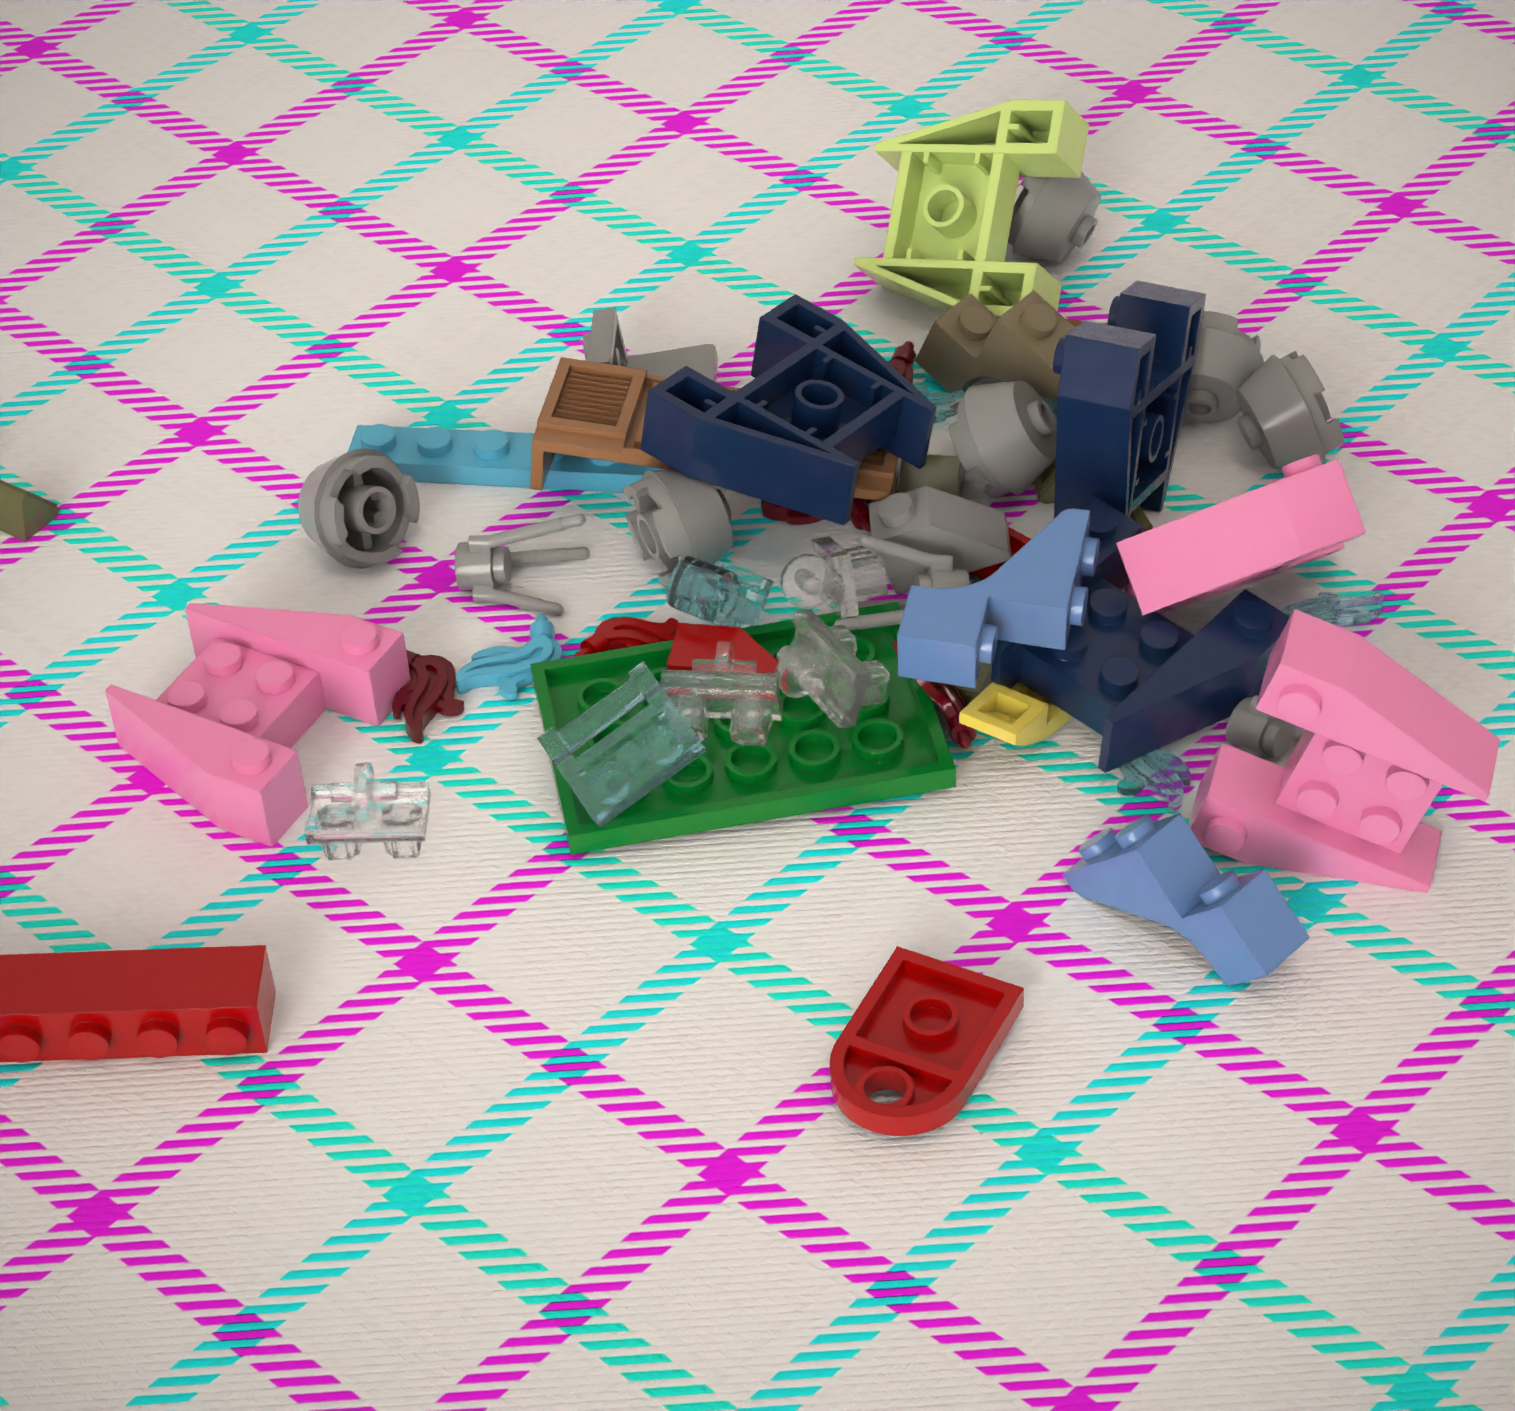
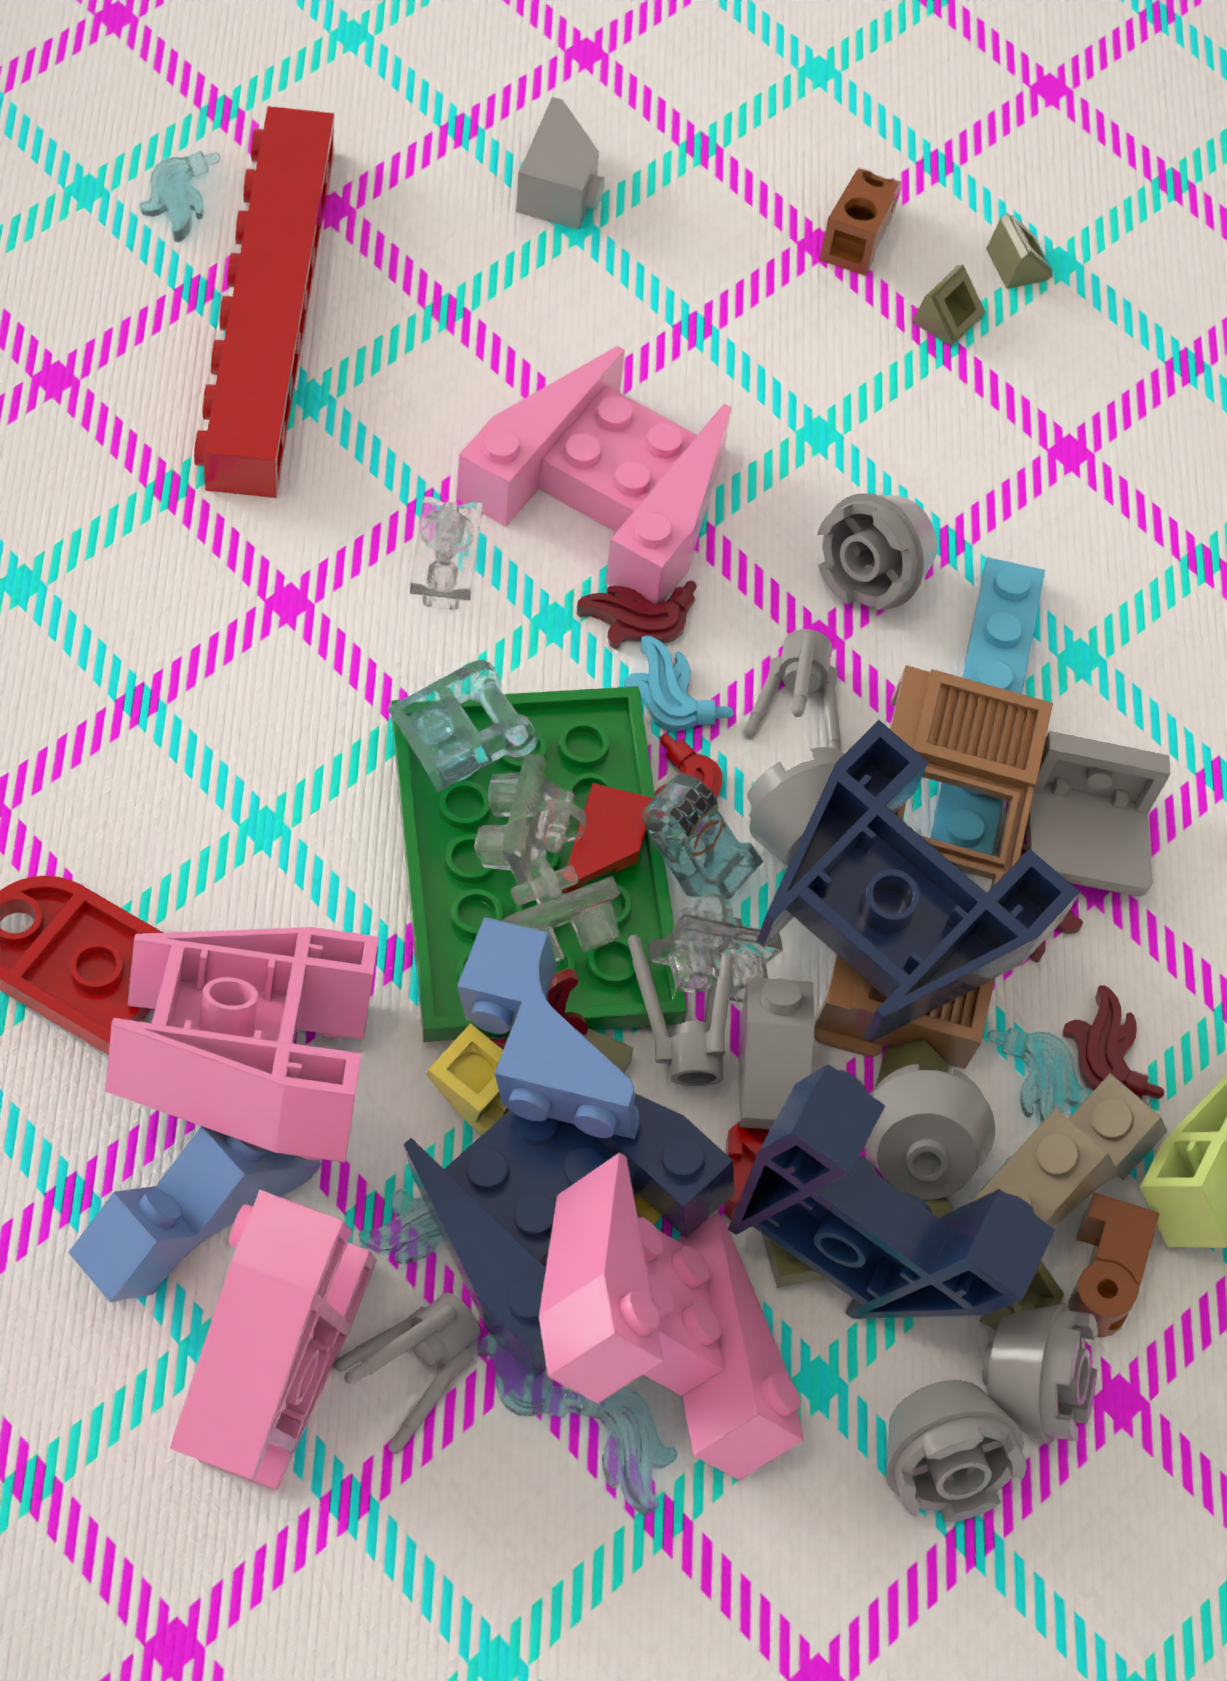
camera: 85 degrees right, 15 degrees up
(1030, 831) = (229, 1028): none -> bright pink wedge

